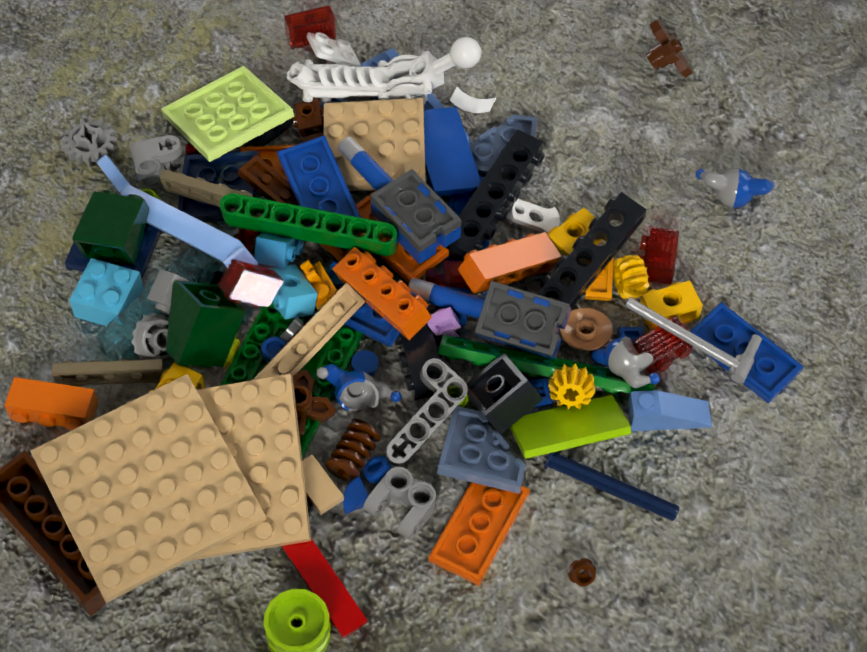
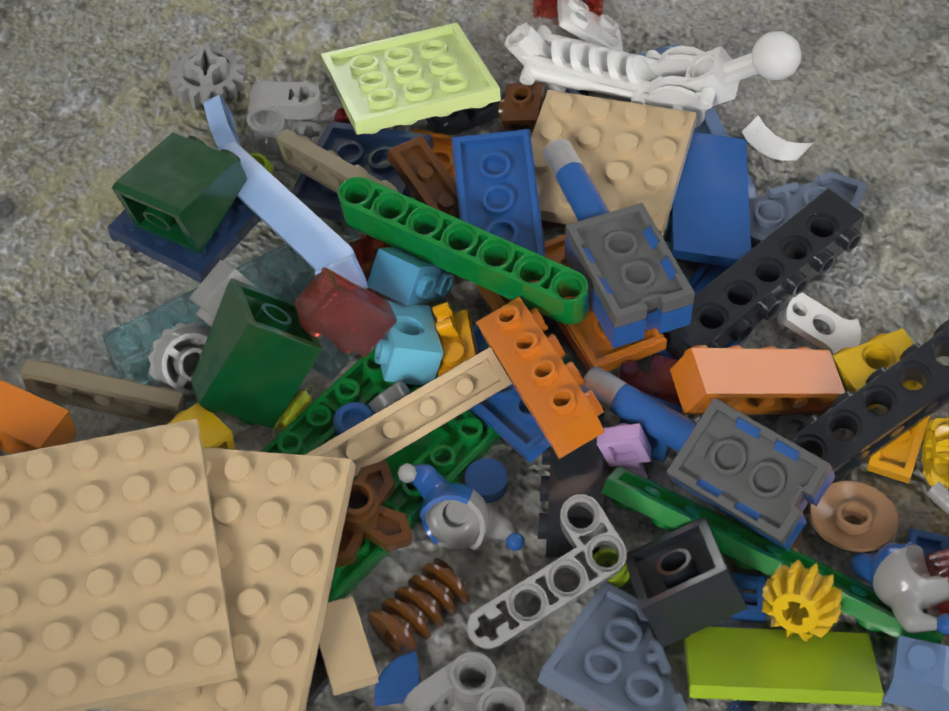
camera: 20 degrees right, 5 degrees down
(104, 291) = (141, 276): medium azure brick -> none
(376, 469) = (446, 646): blue tile -> none

